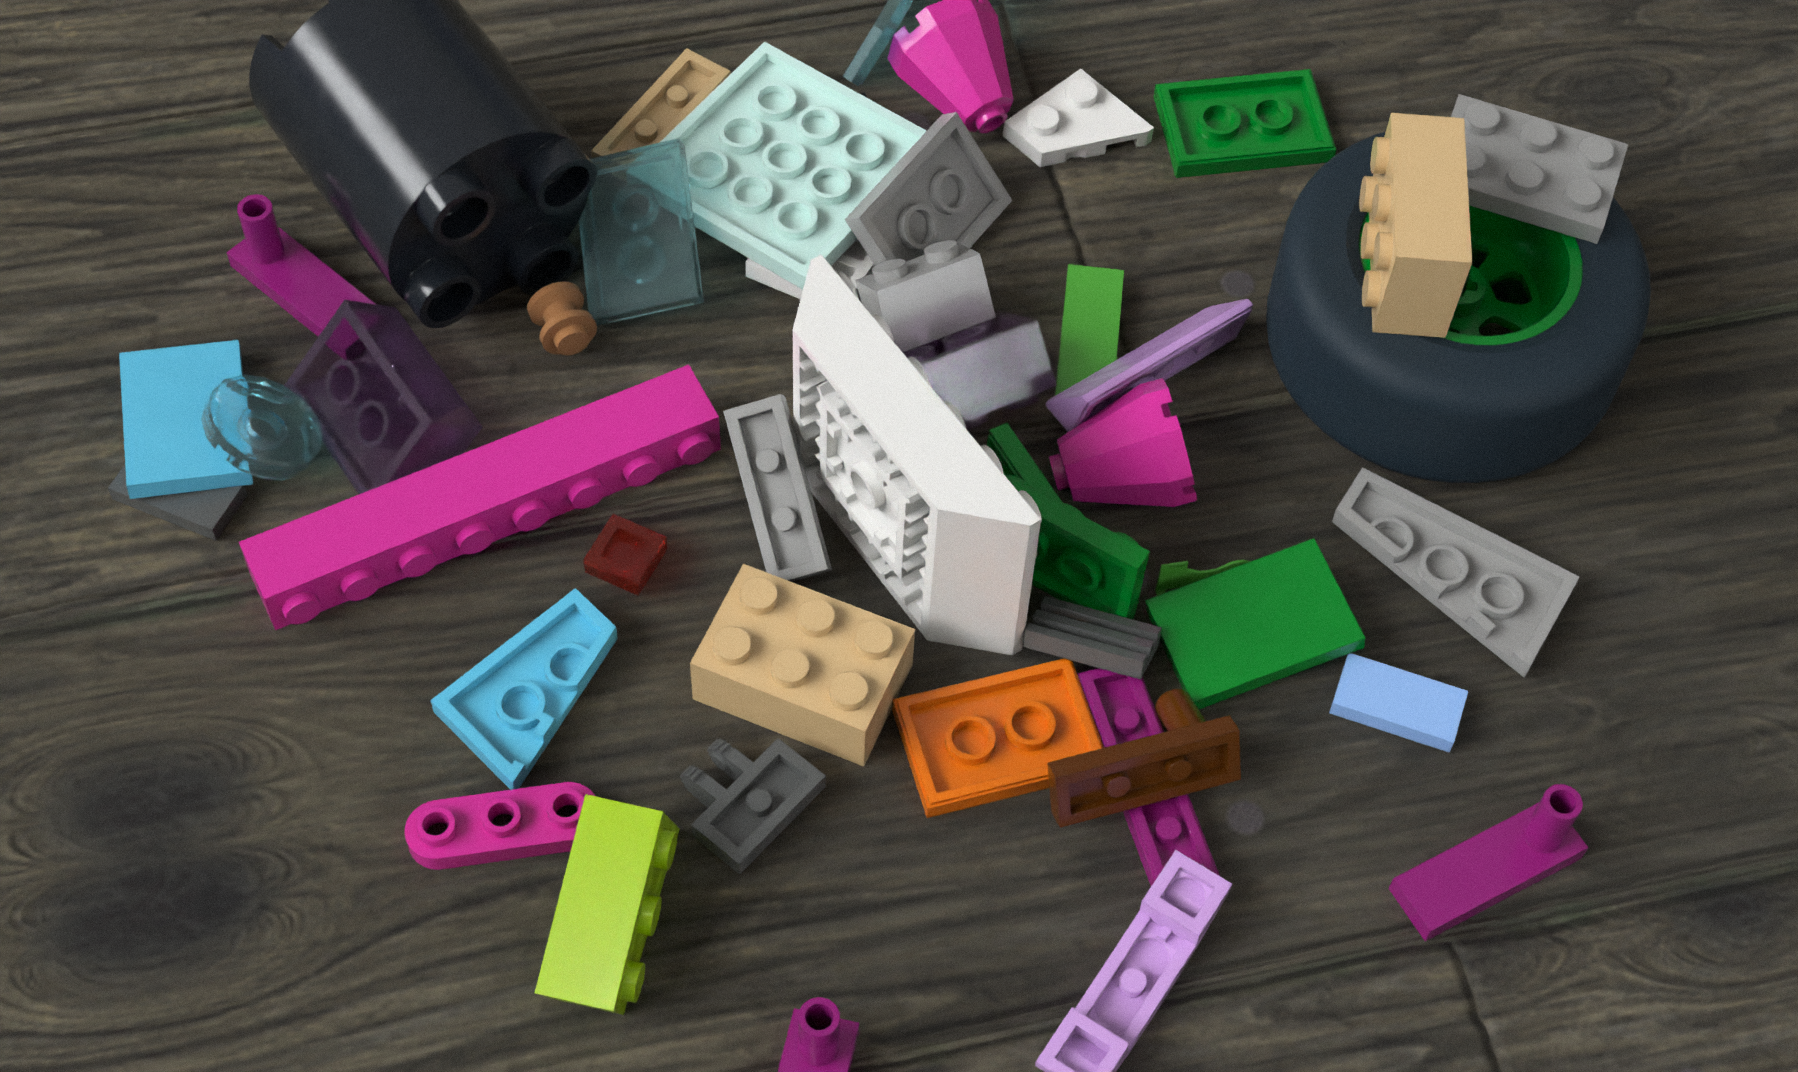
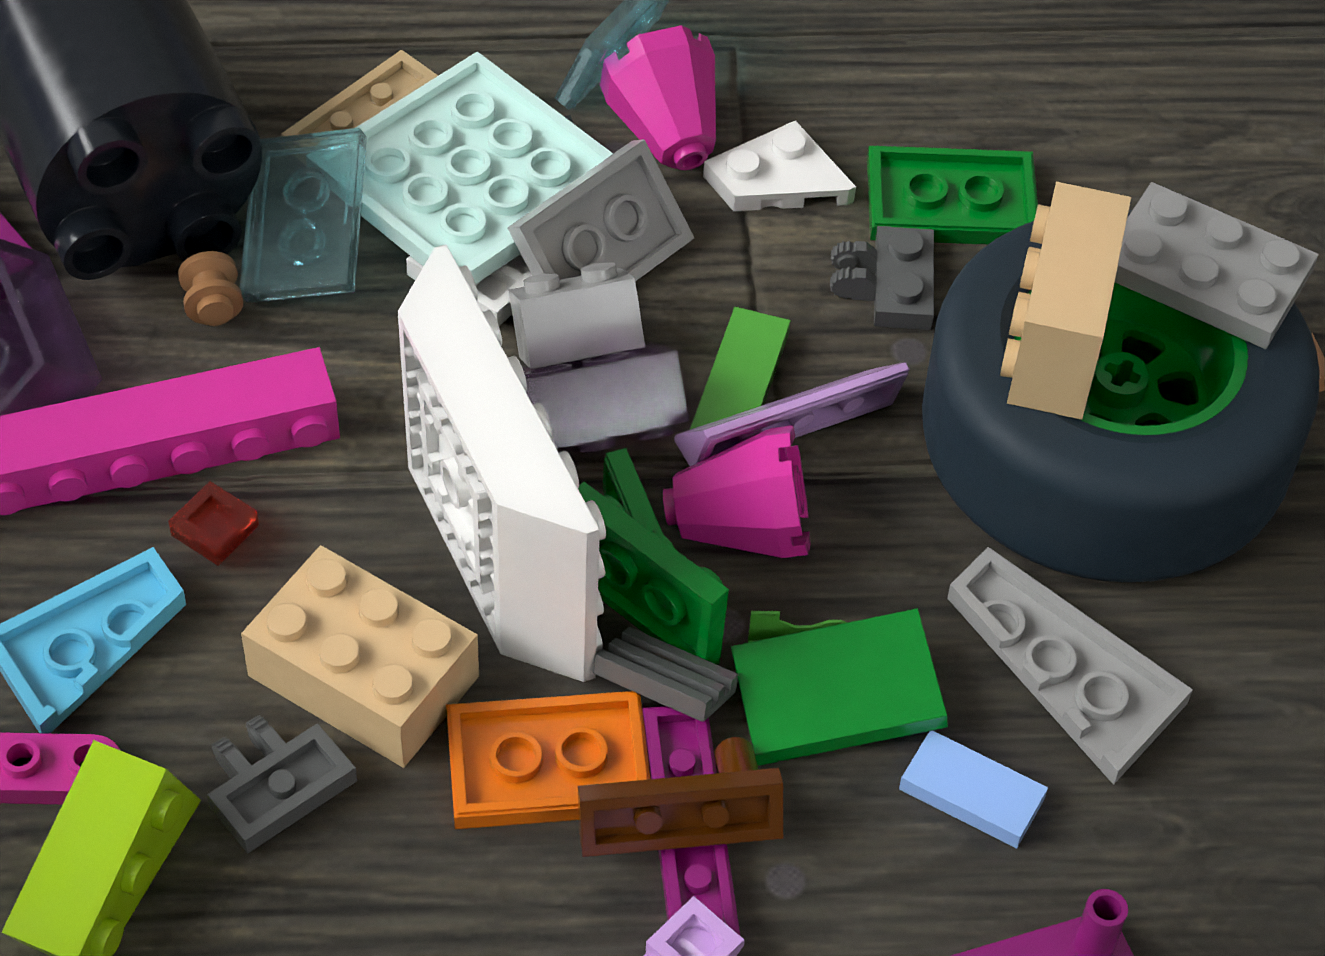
camera: 10 degrees right, 5 degrees down
(777, 489) = (377, 479): light grey piece -> none
(1205, 208) = (893, 275): none -> dark grey hinge

